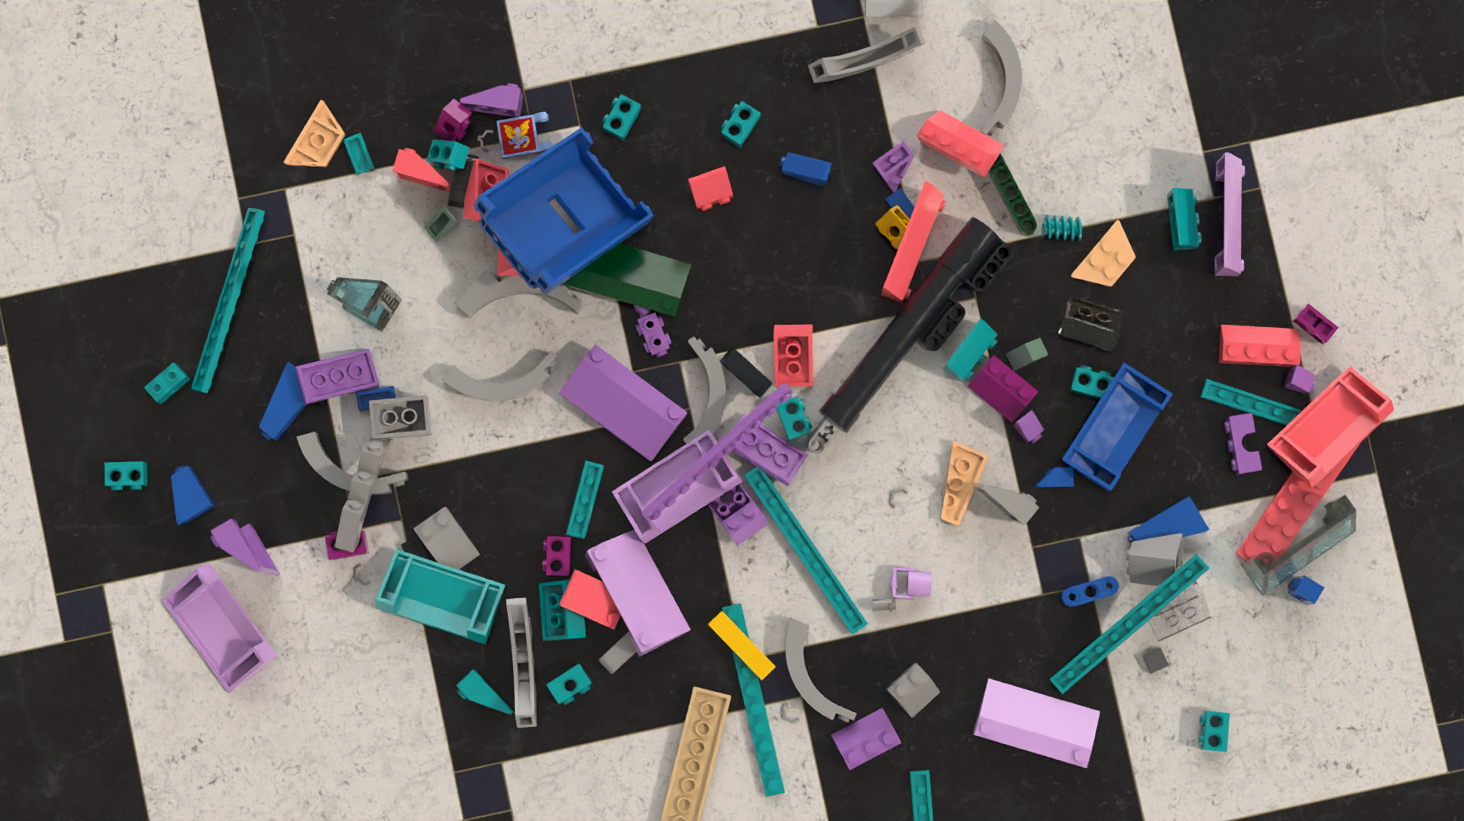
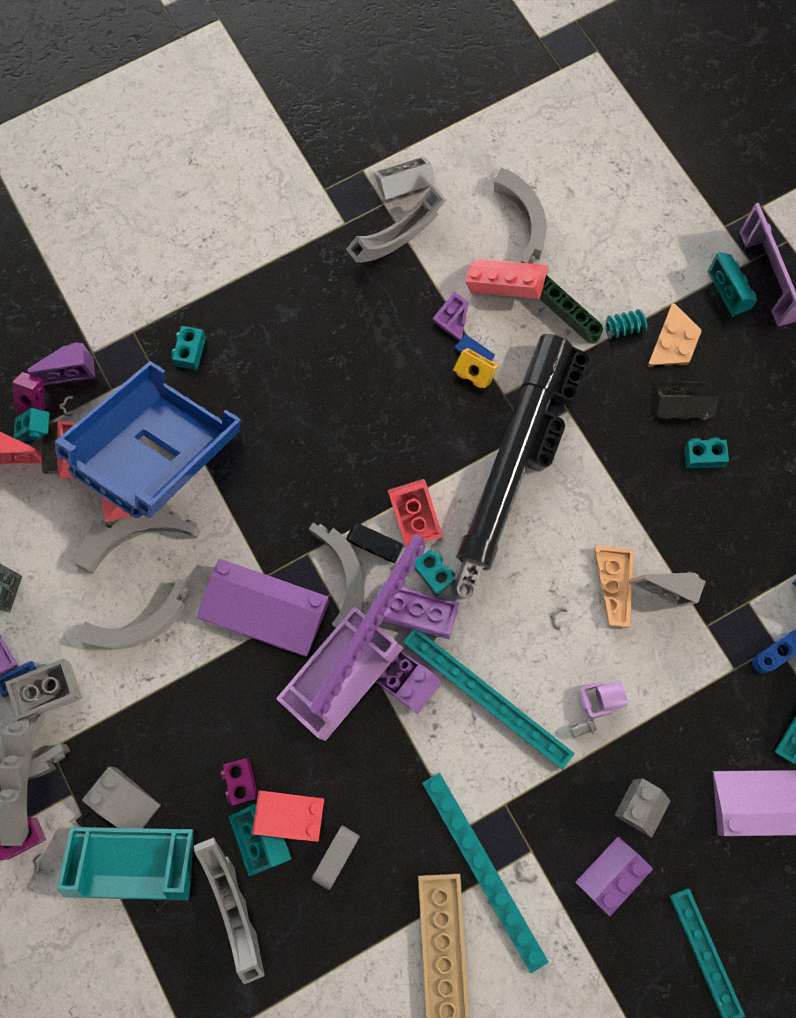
camera: 15 degrees left, 10 degrees down
(441, 224) = (42, 492): sand green slope -> none
(479, 691) = (195, 953): teal slope -> none
(519, 135) = (97, 388): flag -> none
(558, 687) = (279, 925): teal brick -> none
(585, 500) = (252, 716): teal tile -> none
(635, 279) = (238, 487): dark green slope -> none
(638, 591) = (331, 794): lavender slope -> none
(653, 333) = (273, 532): medium lavender brick -> none
(710, 189) = (288, 381): coral slope -> none
(741, 645) = (454, 816): yellow tile -> none
(744, 126) = (304, 322): teal brick -> none
(796, 666) = (512, 812): light grey arch -> none
(806, 168) = (373, 341): blue slope -> none
(912, 243) = (492, 406): coral slope -> none
(971, 351) = (582, 457): teal slope -> none
(1002, 389) = (624, 483): magenta slope -> none
(1026, 354) = (633, 446): sand green slope -> none
(1029, 427) = (663, 510): medium lavender slope -> none
(1057, 478) = (706, 551): blue slope -> none
(1116, 427) = (746, 485): blue slope -> none

